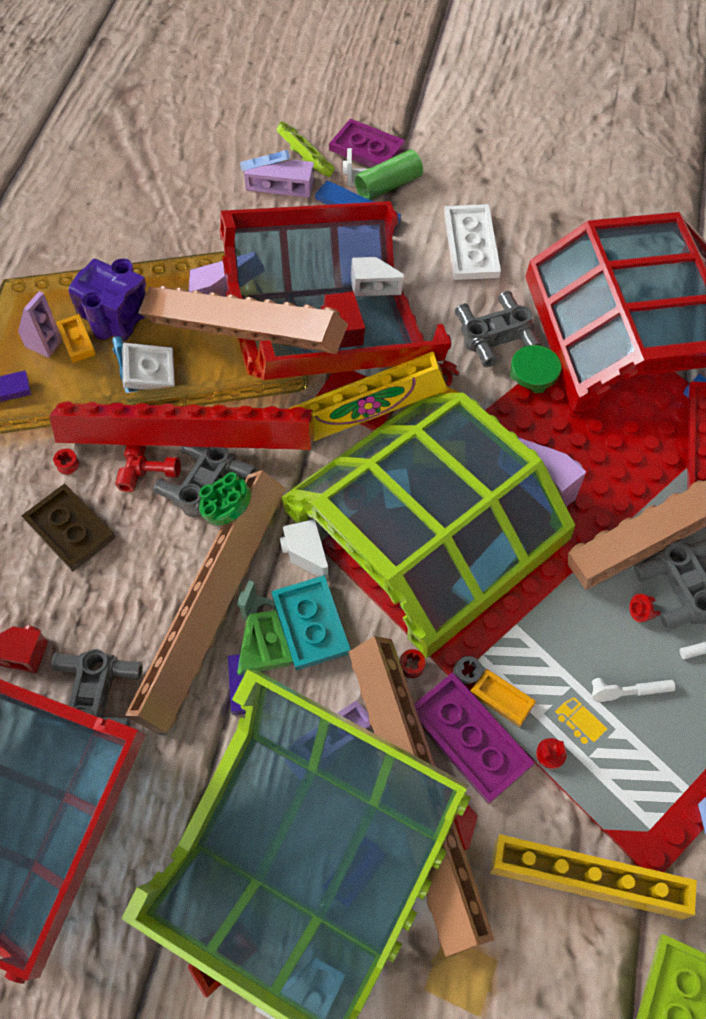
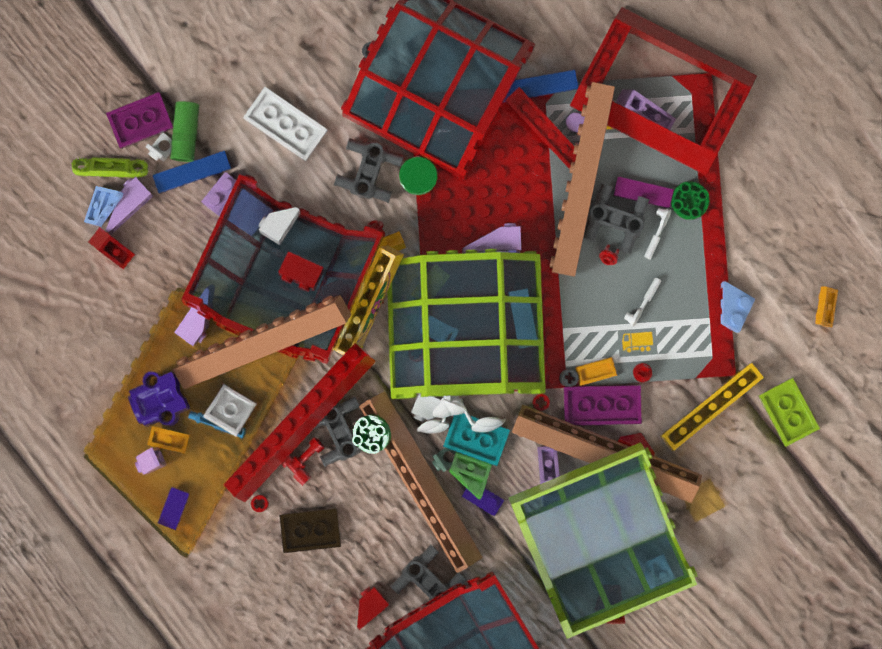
camera: 55 degrees left, 25 degrees up
(232, 188) = (111, 248): none -> red slope
(314, 534) = (454, 406): none -> white plant

